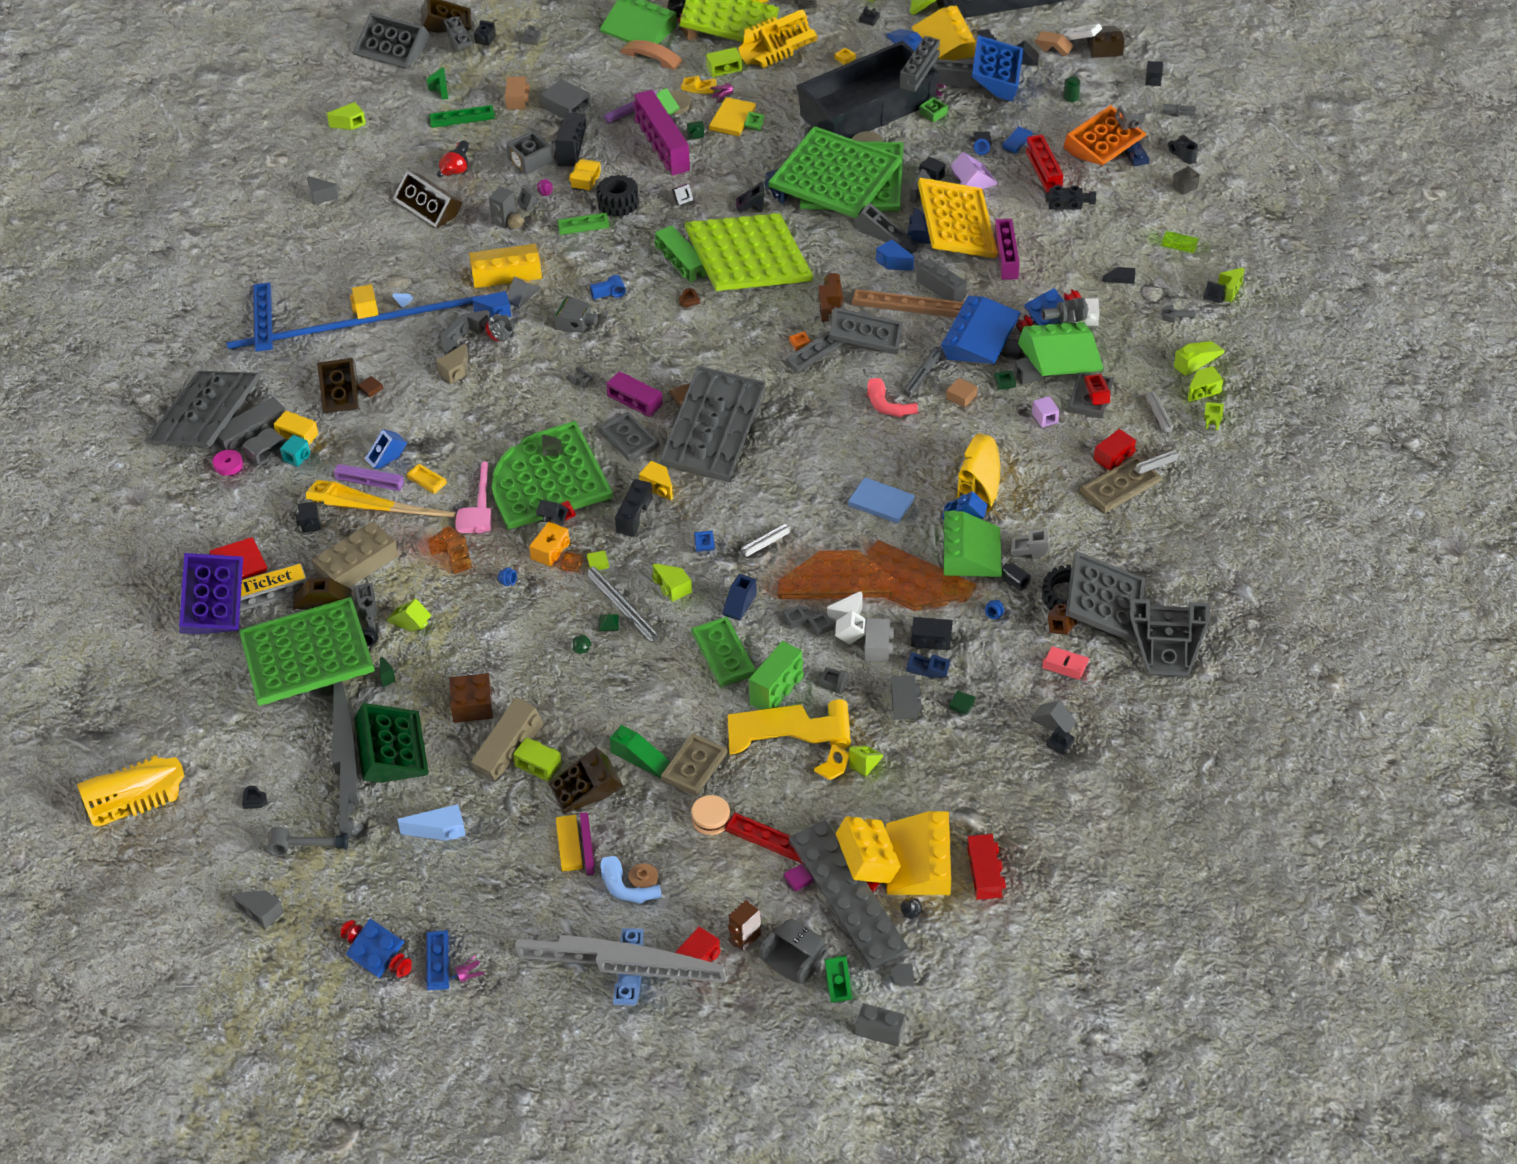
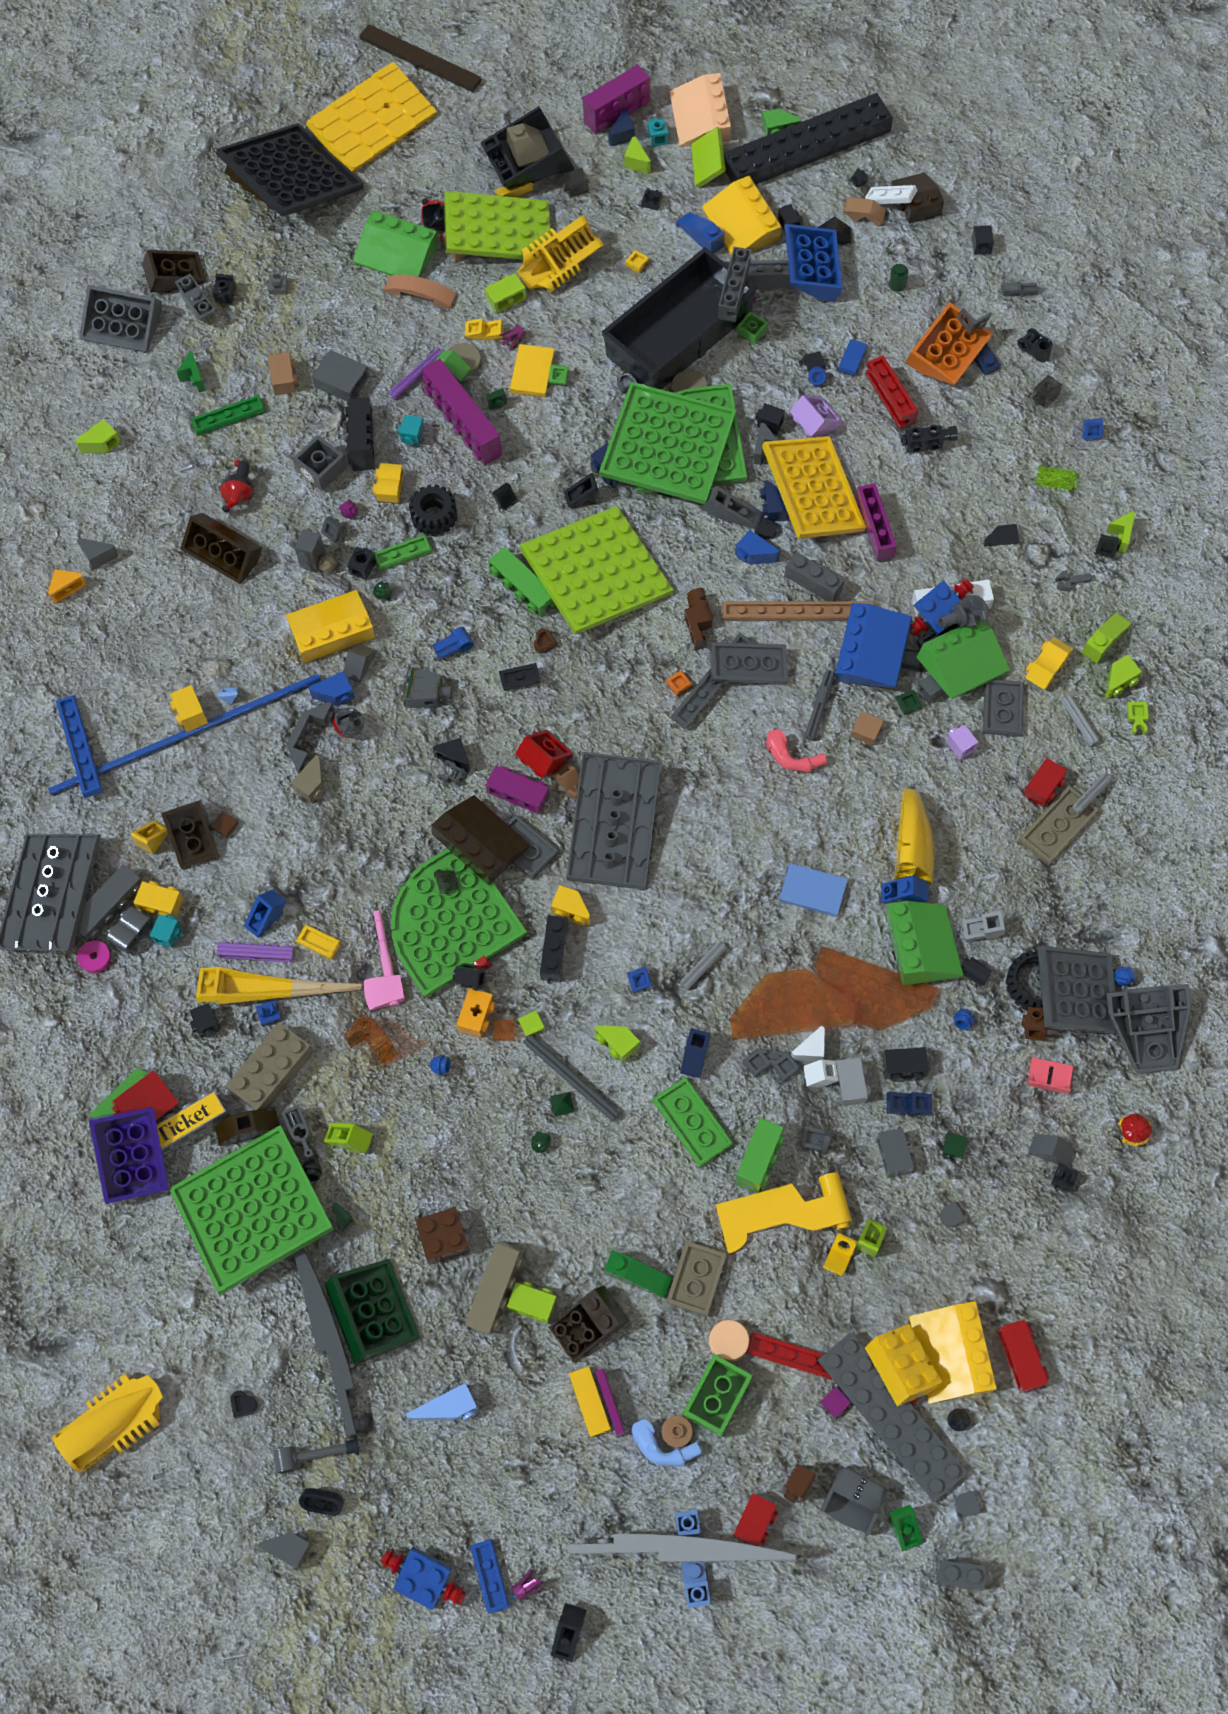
camera: 10 degrees left, 20 degrees up
(286, 208) = (64, 584): none -> light orange slope
(301, 385) = (150, 836): none -> yellow slope
(302, 878) = (321, 1501): none -> black plate
(365, 518) = (268, 1013): none -> blue tile
(496, 1011) = (568, 1632): none -> black slope
(544, 224) = (364, 569): none -> black brick
(557, 245) = (382, 590): none -> dark green plate
(584, 359) = (454, 752): none -> black slope
(588, 420) = (479, 838): none -> dark brown slope
(615, 142) = (411, 430): none -> teal brick
(659, 318) = (519, 677): none -> black plate
(664, 371) = (543, 753): none -> red slope
(687, 850) = (717, 1395): none -> bright green brick
(946, 753) = (951, 1215): none -> dark grey tile
(1054, 21) = (859, 177): none -> black plate
(1098, 391) = (1014, 713): red slope -> none
(1135, 711) = (1135, 1129): none -> red piece
(1138, 366) = (1052, 658): none -> yellow brick
(1155, 597) = (1124, 976): none -> blue plate
(1221, 210) = (1092, 428): none -> blue tile

